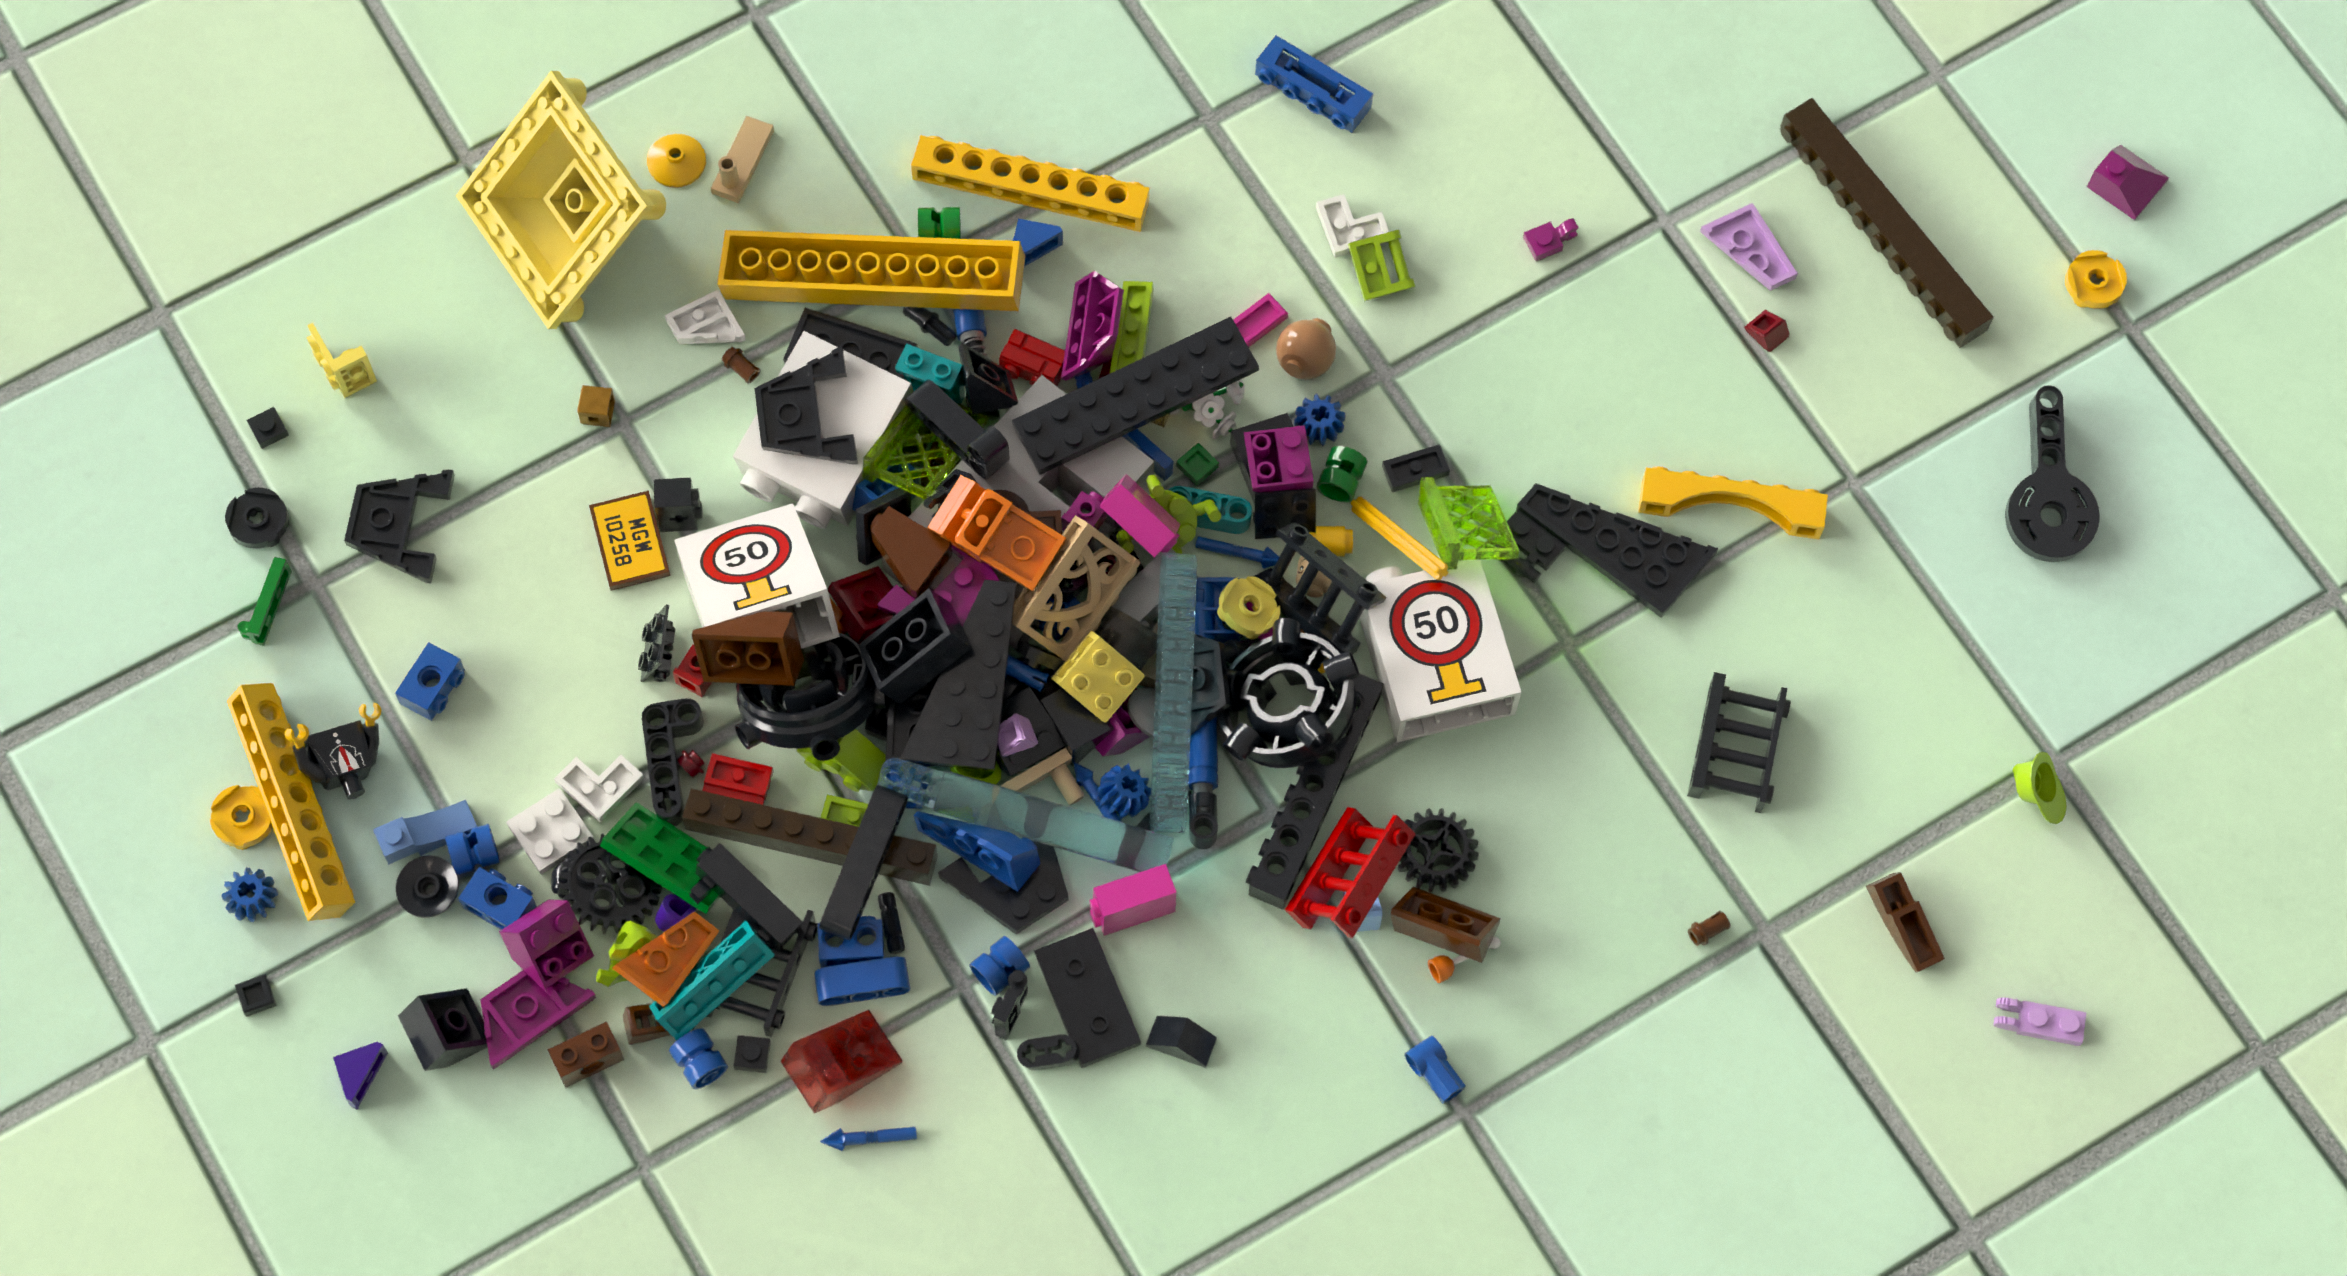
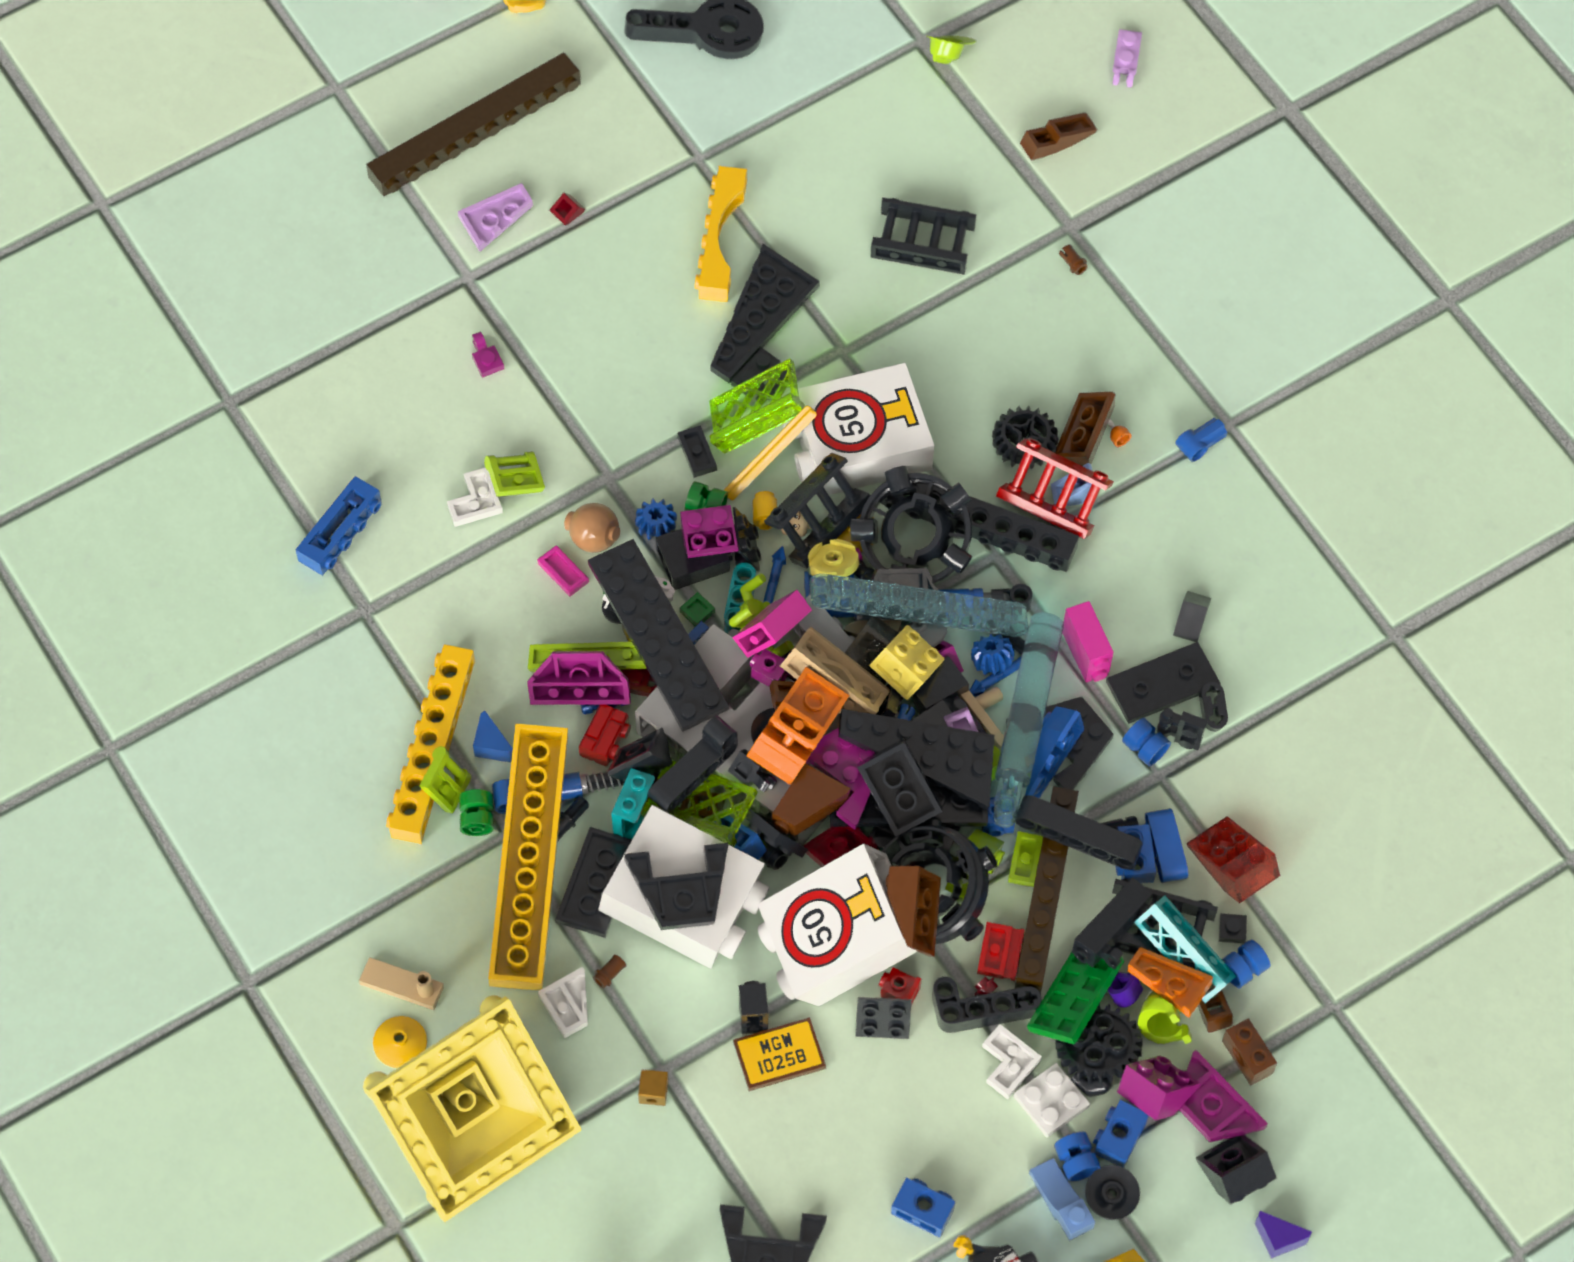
camera: 90 degrees left, 5 degrees down
(840, 1139) = (1298, 857): blue piece -> none
(967, 186) = (440, 785): none -> lime plate

